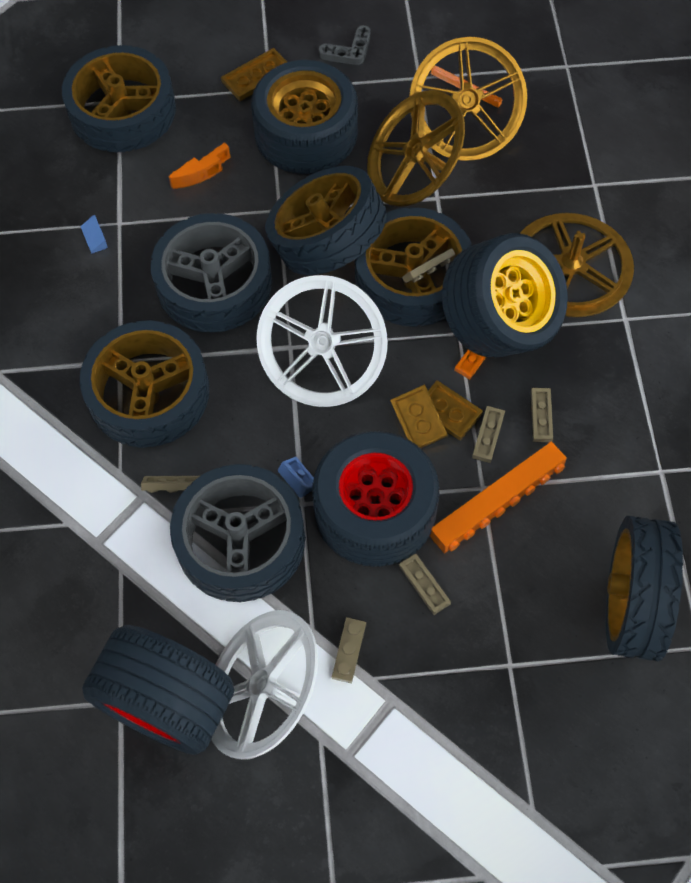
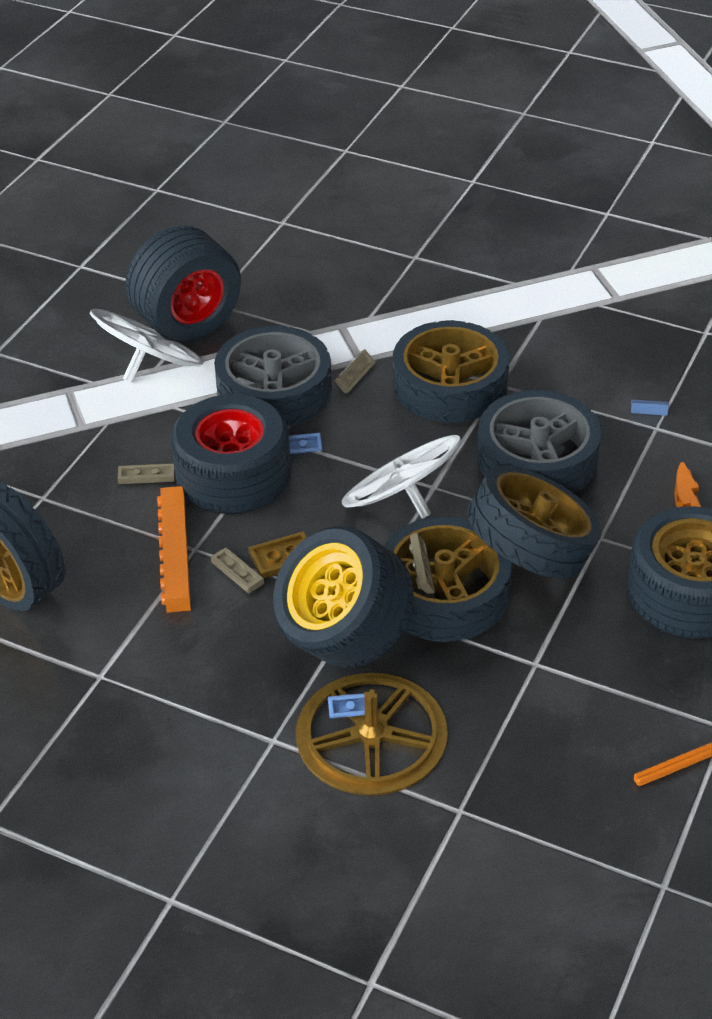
camera: 120 degrees right, 20 degrees down
(349, 650) = (138, 417): dark tan plate -> none
(417, 147) = (585, 633): pearl gold wheel -> none
(419, 417) = (288, 527): pearl gold tile -> none
(469, 98) = (631, 708): pearl gold wheel -> none
(541, 415) = (224, 615): dark tan plate -> none
(573, 282) = (346, 706): none -> medium blue slope

